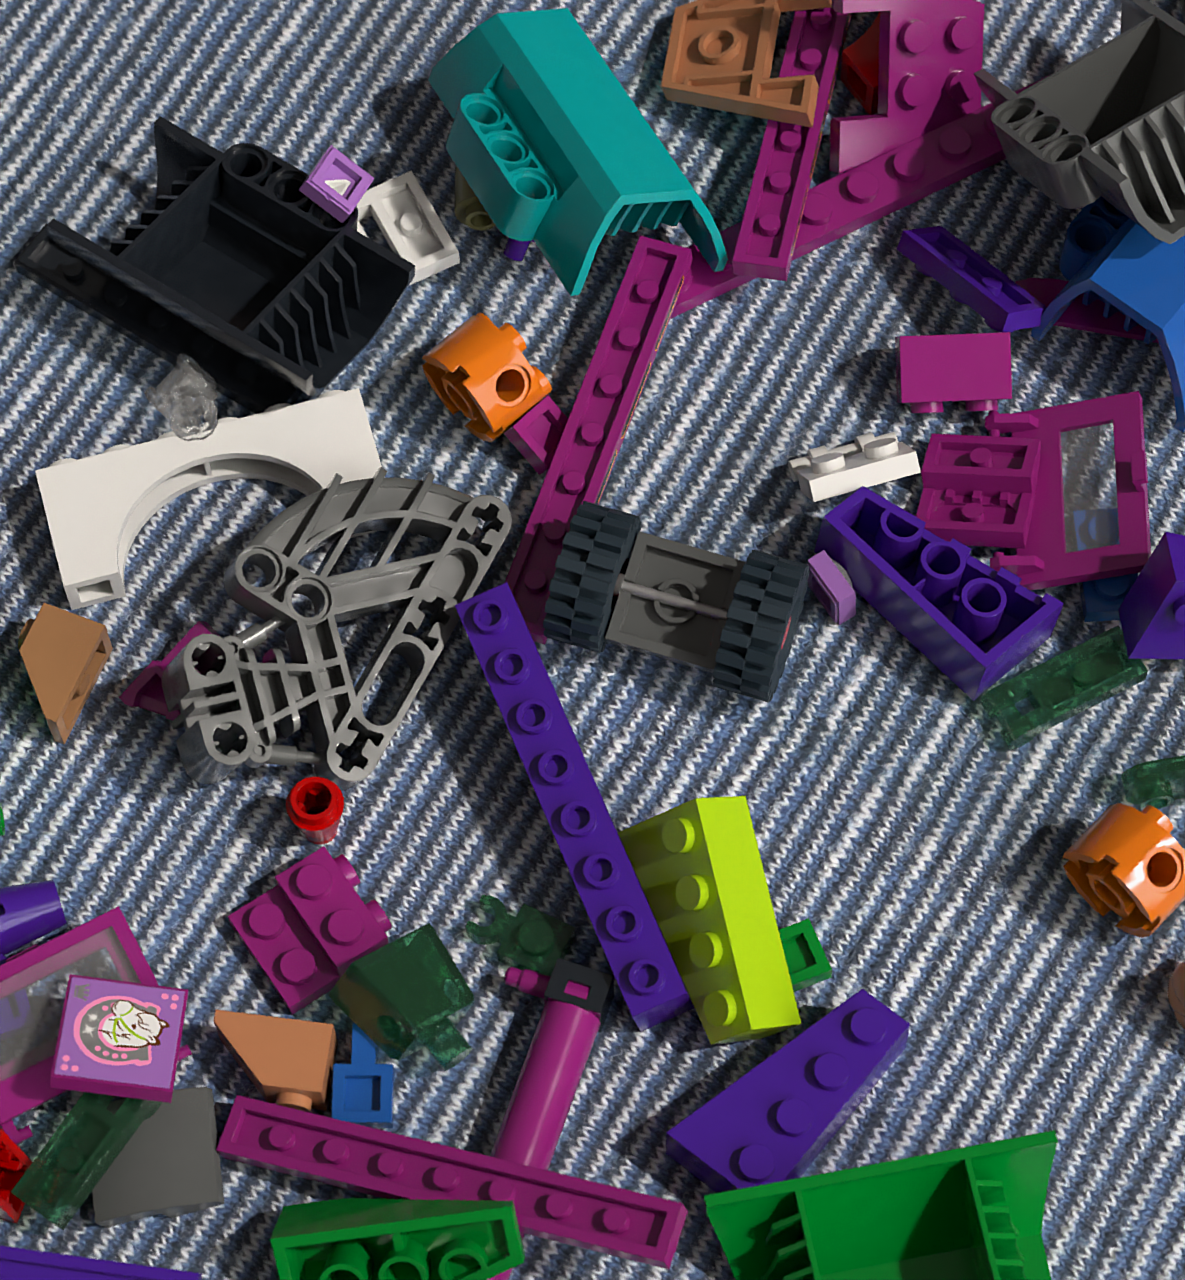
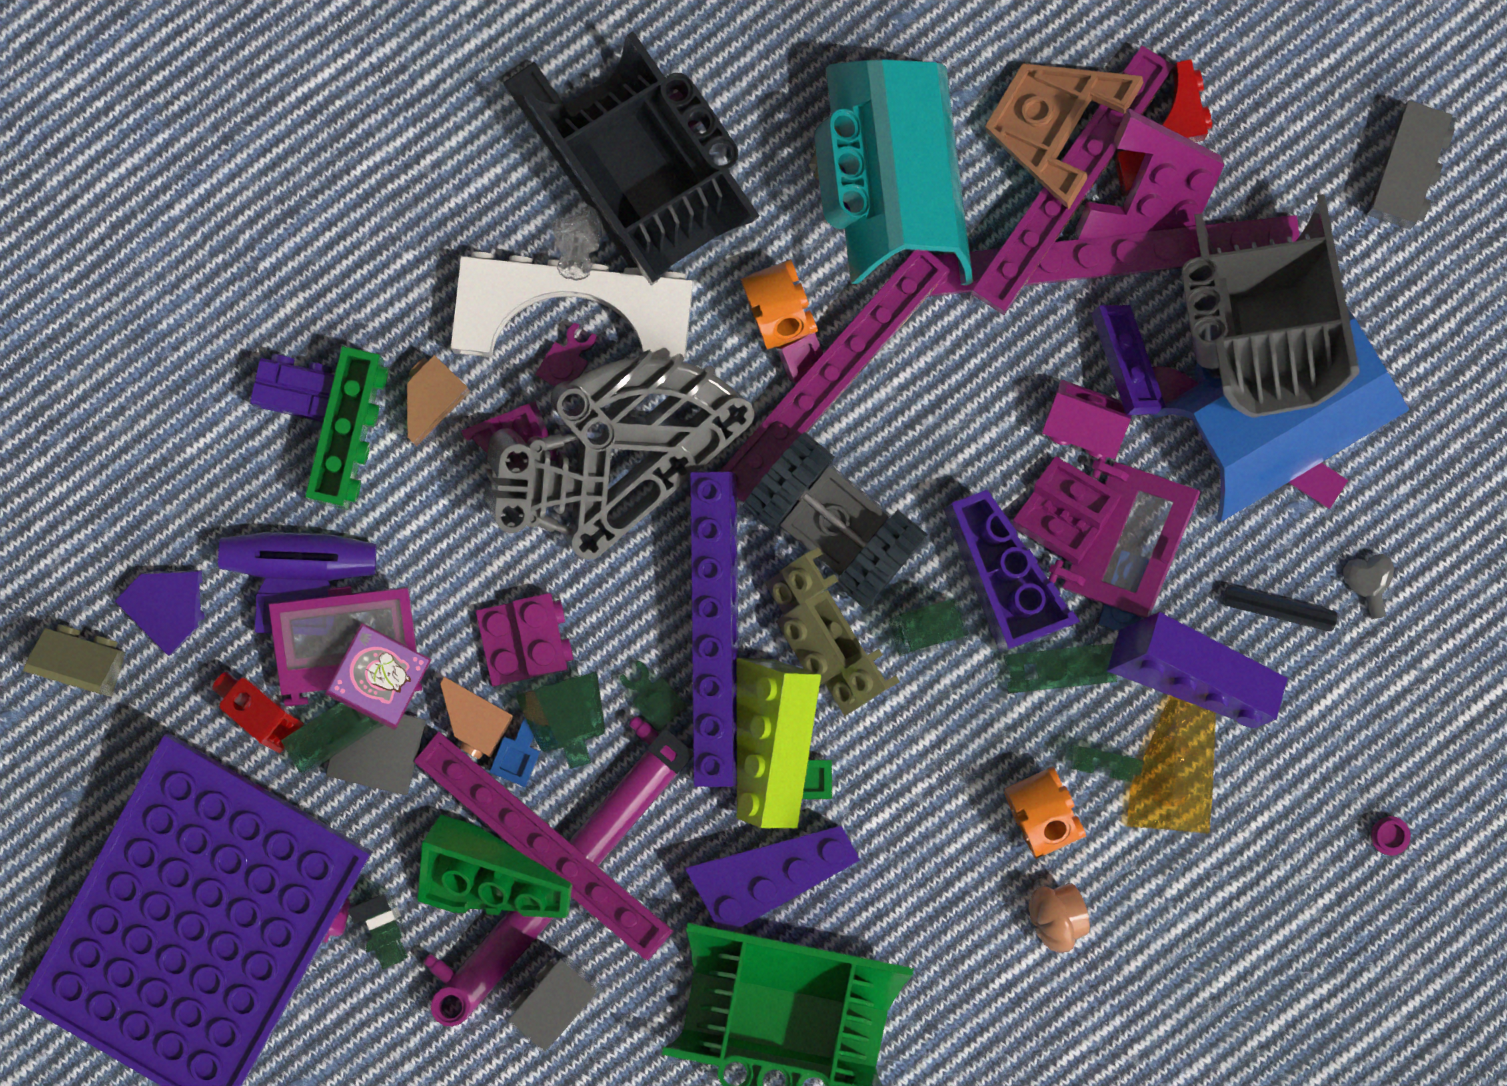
camera: 20 degrees right, 20 degrees up
(219, 554) = (565, 362): none -> magenta plate
(316, 808) = (551, 556): red cone -> none
(336, 184) = (729, 136): medium lavender tile -> none
(409, 225) = (774, 163): white plate -> none
(717, 756) = (823, 636): none -> olive bracket
(832, 587) = (944, 541): medium lavender tile -> none
(854, 465) = (991, 465): white plate -> none
(871, 692) = (928, 627): none -> clear green torso

